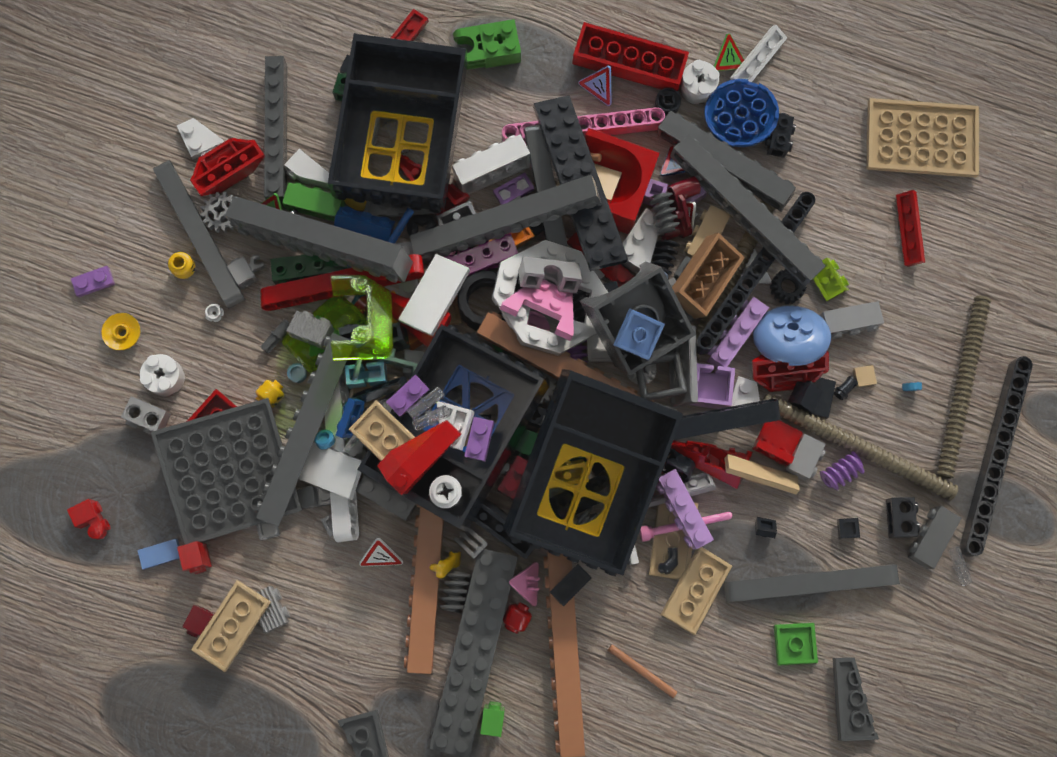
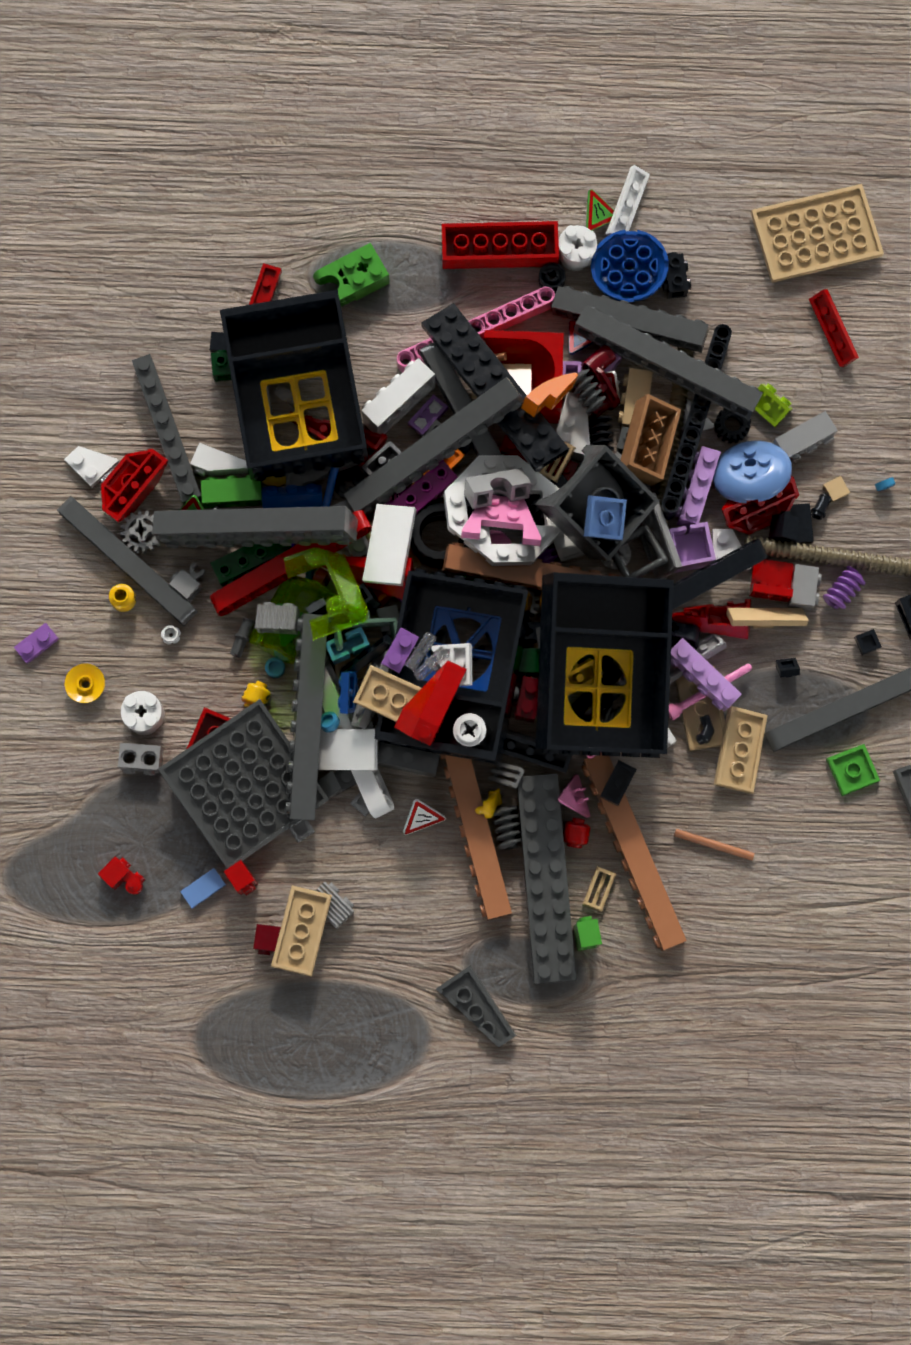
camera: 15 degrees left, 0 degrees up
(479, 439) = (485, 669): medium lavender piece -> none
(510, 690) = (593, 905): none -> tan tile
(599, 85) = (477, 282): piece -> none
(609, 283) = (562, 467): none -> tan tile
(626, 203) = (548, 393): none -> orange slope

